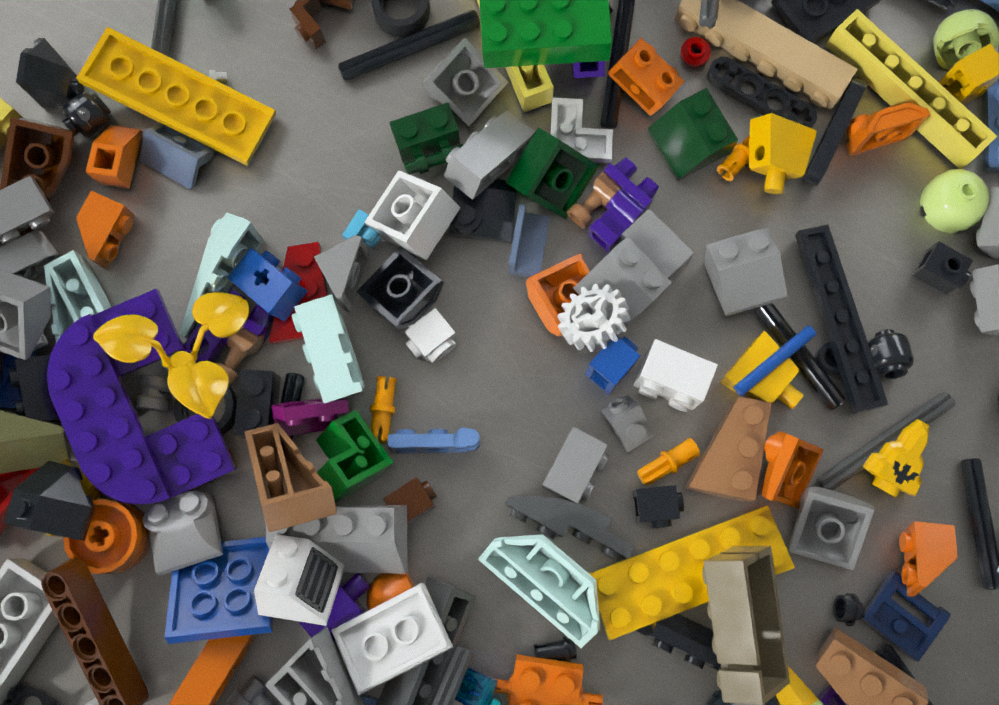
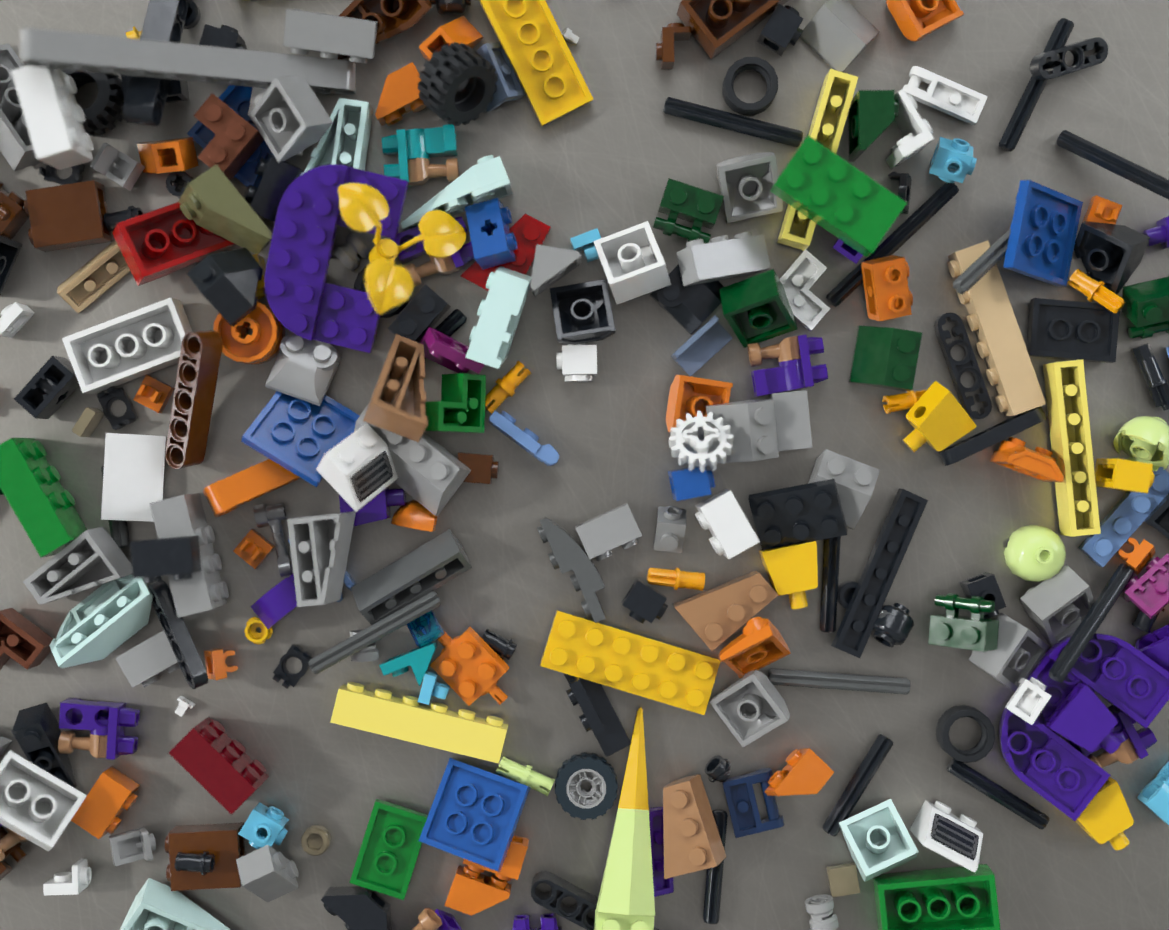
camera: 35 degrees right, 10 degrees up
(56, 666) = (153, 393): none -> orange tile
(125, 182) = (457, 84): none -> black tyre
(150, 259) = (414, 154): none -> teal hips
(391, 638) = (393, 553): white tile -> none
(547, 582) = (527, 596): light aqua wedge -> none
(692, 59) = (933, 298): red plate -> none
(729, 319) = (798, 514): none -> black plate
(746, 624) = (638, 726): dark tan piece -> none
(774, 360) = (805, 568): blue bar -> none
(900, 461) = (835, 703): yellow rock -> none
(957, 309) = (964, 631): none -> brick

